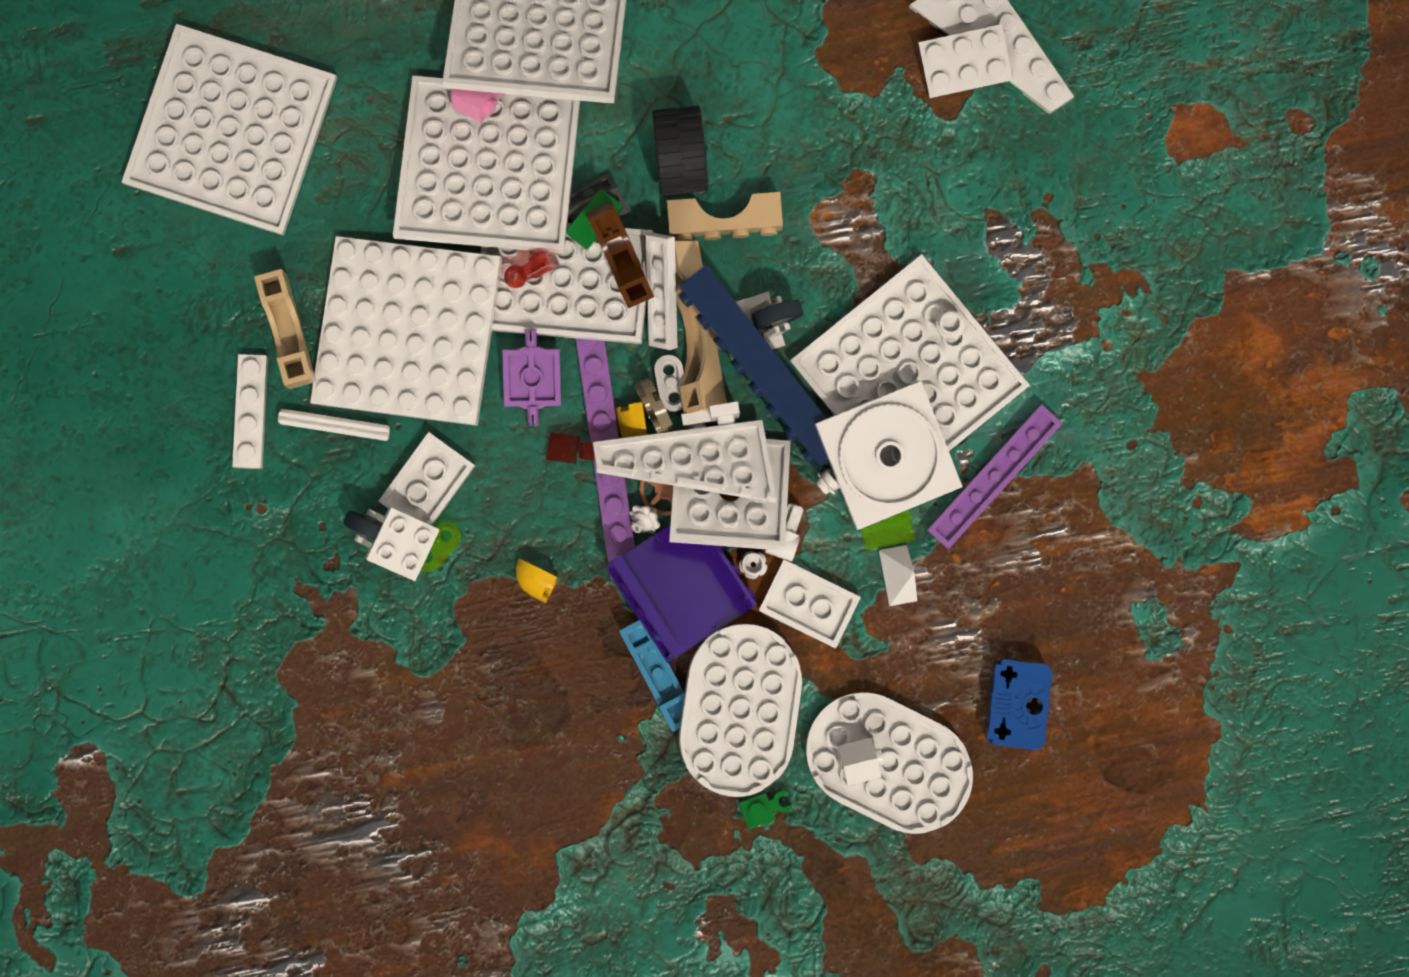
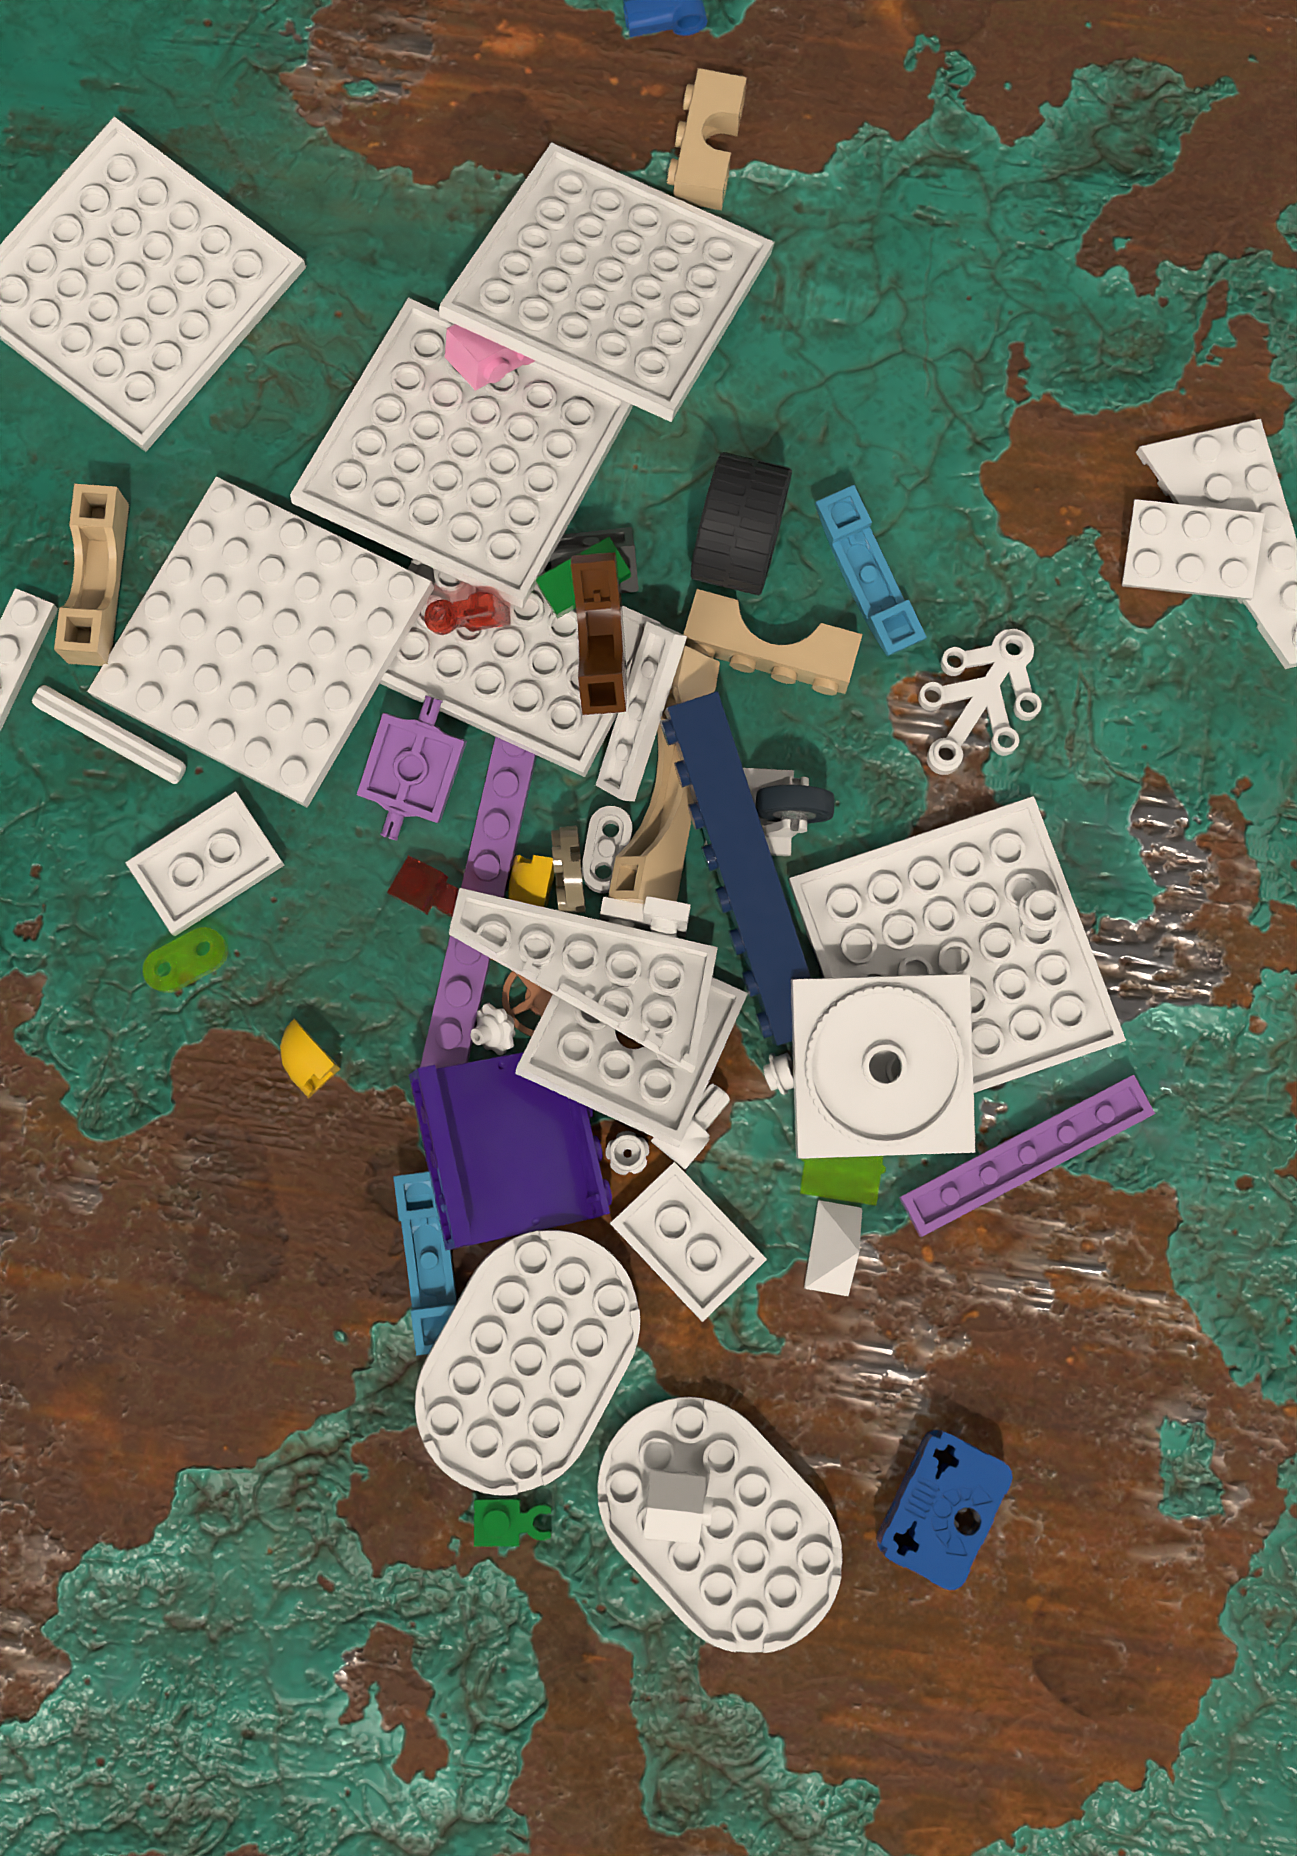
camera: 20 degrees right, 5 degrees down
(398, 543) = (121, 924): white plate -> none
(769, 148) = (867, 572): none -> dark azure slope
(867, 200) = (984, 694): none -> white plant

